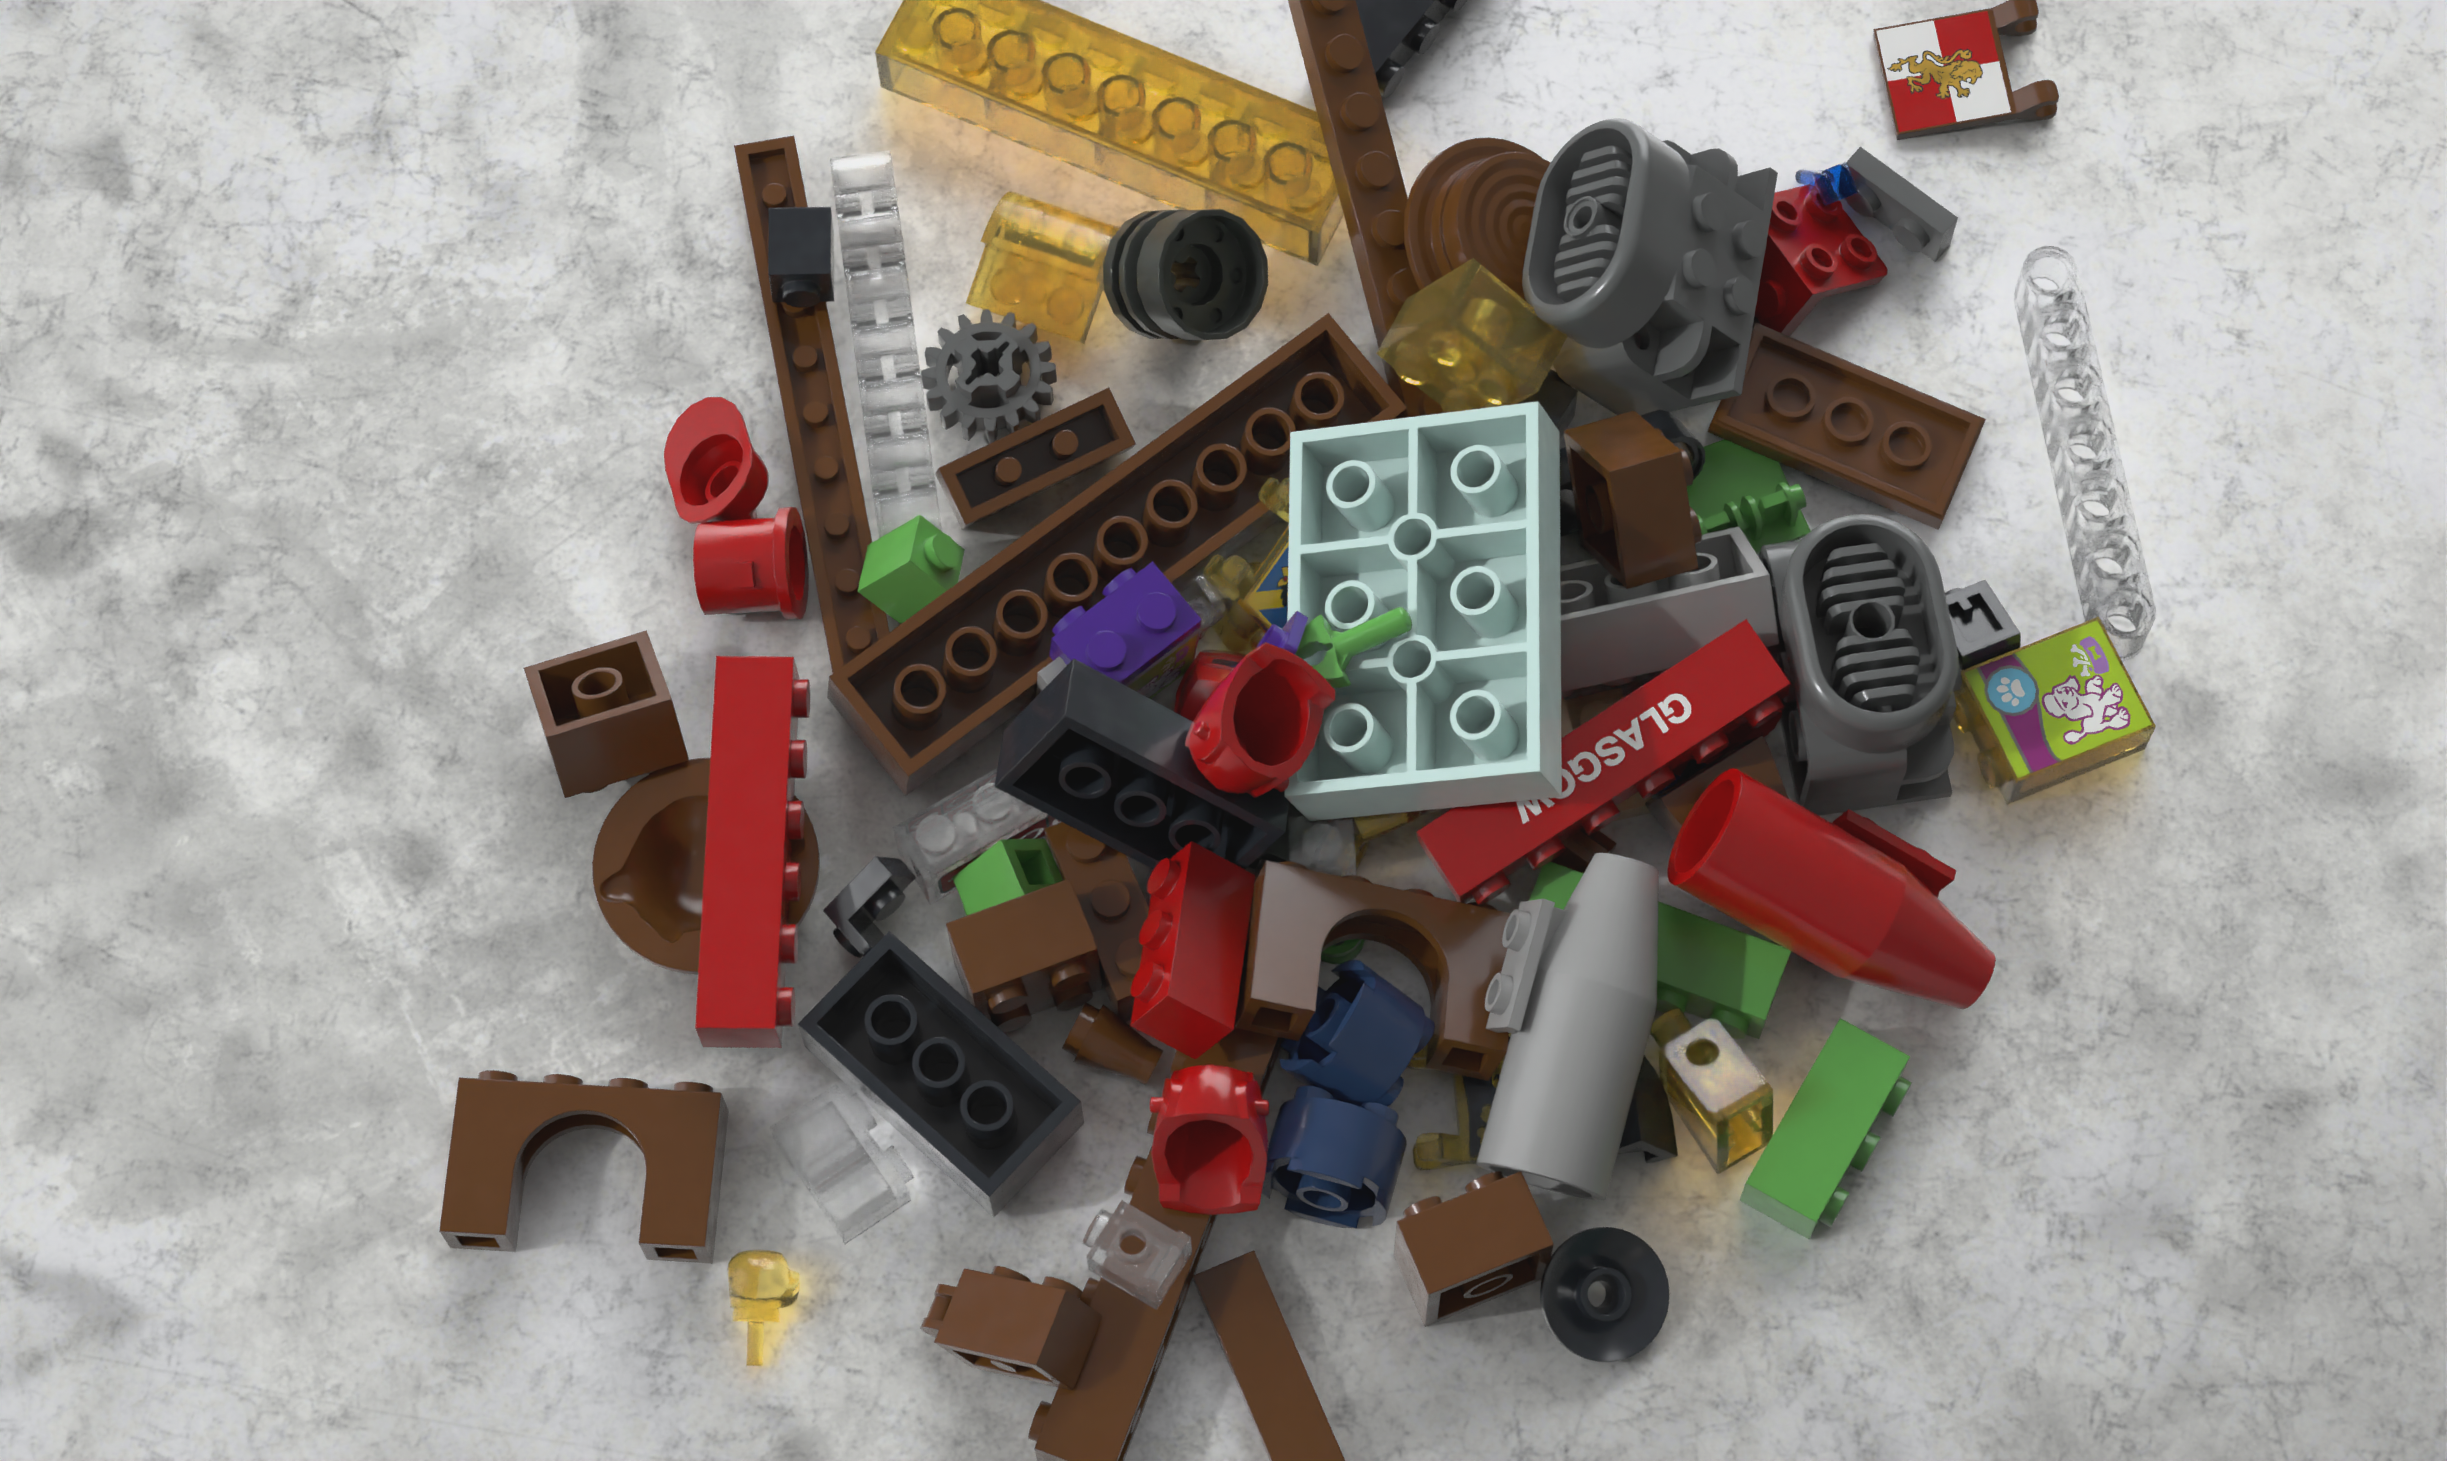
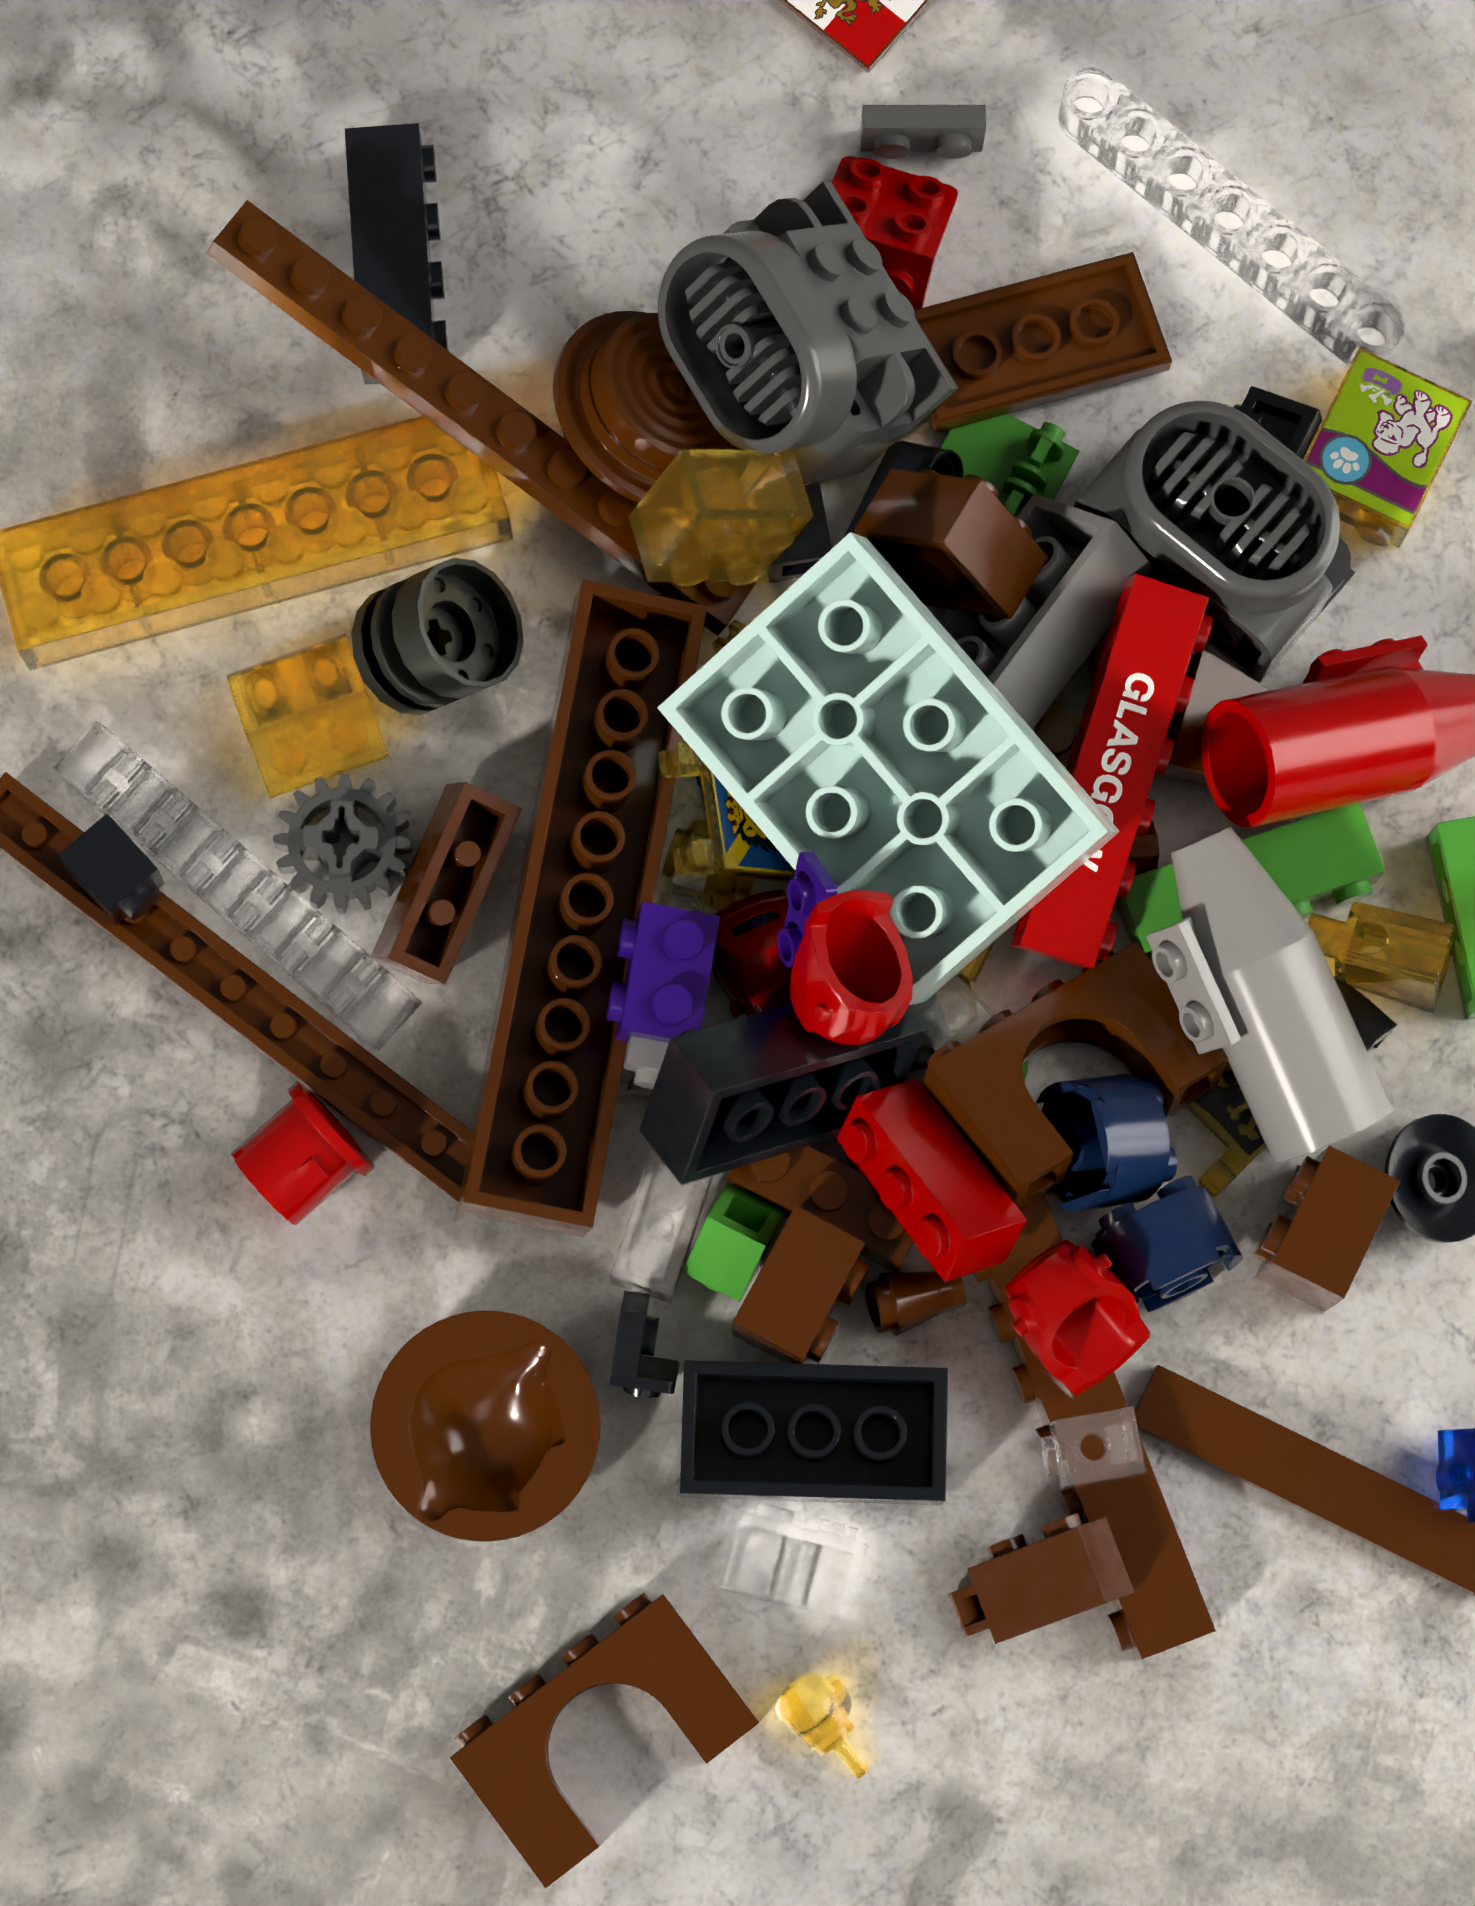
camera: 45 degrees left, 10 degrees up
(606, 714) = (300, 1373): reddish brown brick -> none
(713, 464) = (192, 1099): red piece -> none
(749, 853) = (519, 1389): red brick -> none
(910, 568) = (431, 1055): bright green brick -> none
(1345, 645) = (864, 841): bright green bar -> none
(1832, 184) = (863, 151): clear blue hand -> none

